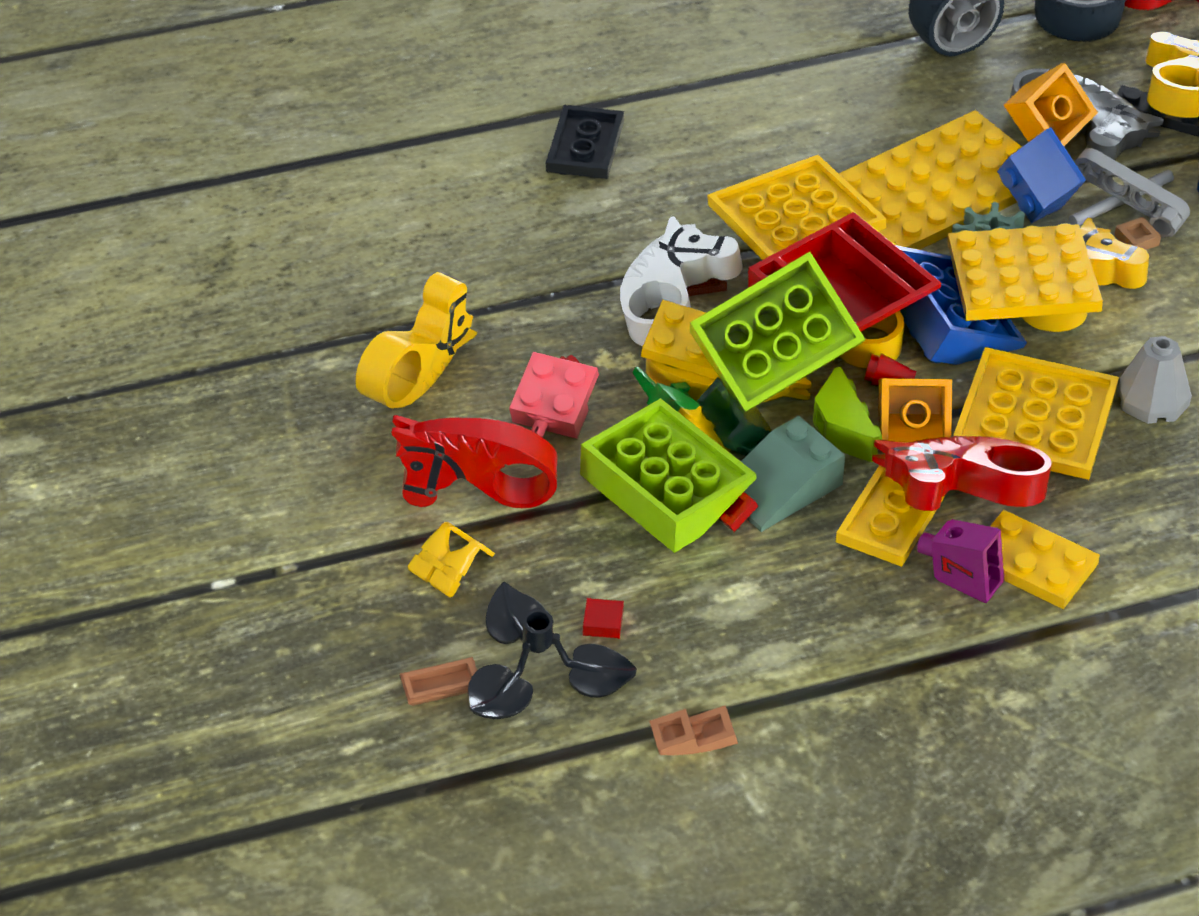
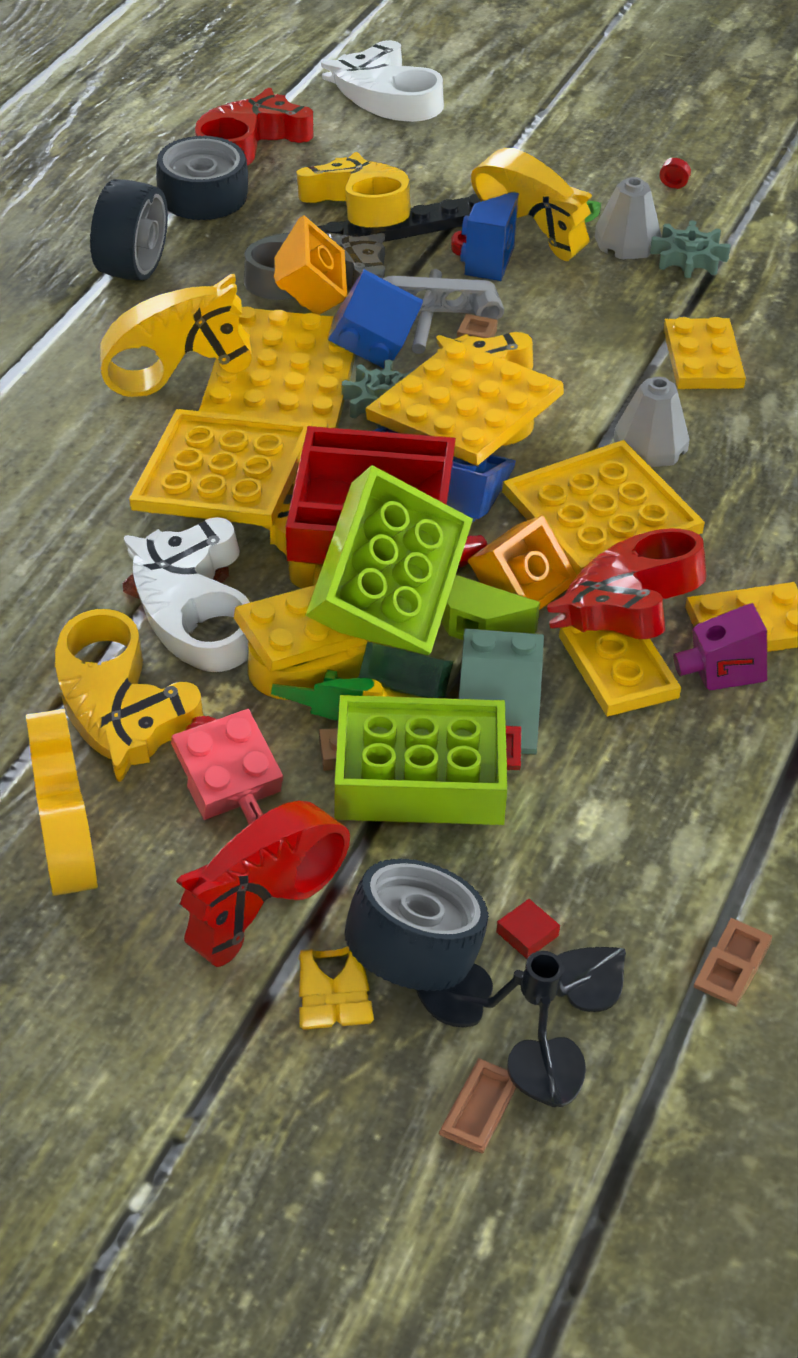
camera: 50 degrees left, 0 degrees up
(521, 554) = (416, 924): none -> black wheel
(543, 312) = (106, 701): none -> yellow animal
(875, 93) = (171, 325): none -> yellow animal

